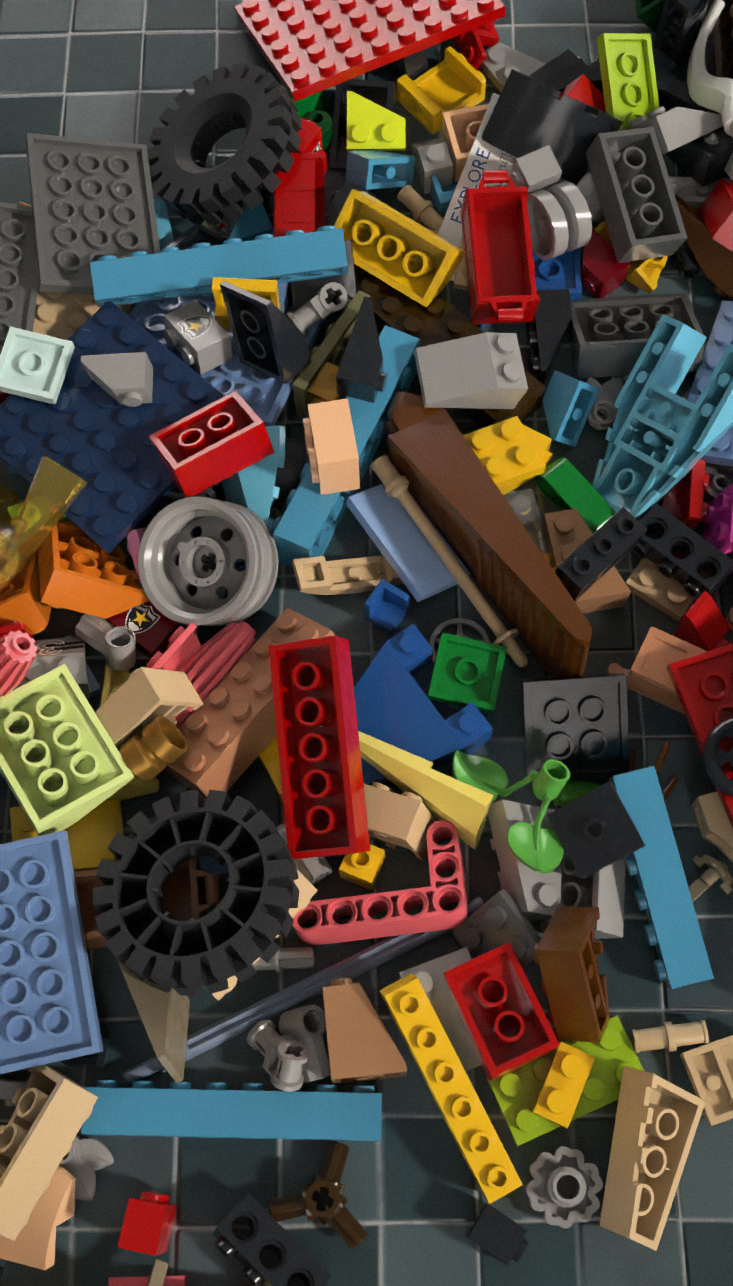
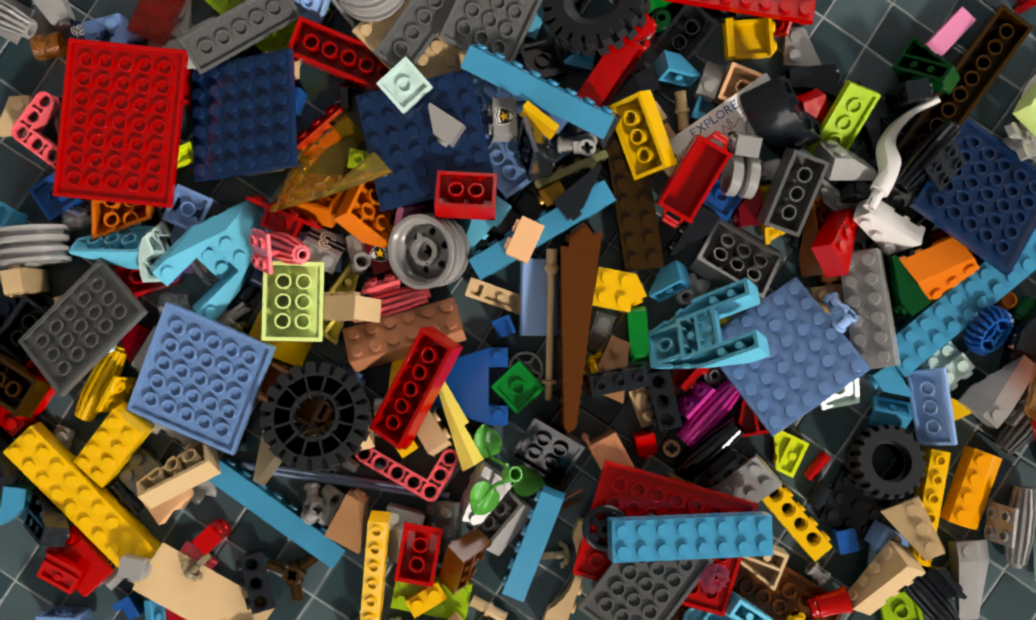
camera: 30 degrees right, 20 degrees up
(150, 751) = (340, 332): pearl gold wheel -> none
(373, 126) = (689, 41): neon yellow wing -> none
(472, 372) = (626, 240): light grey slope -> none
(596, 830) = (516, 509): black plate -> none

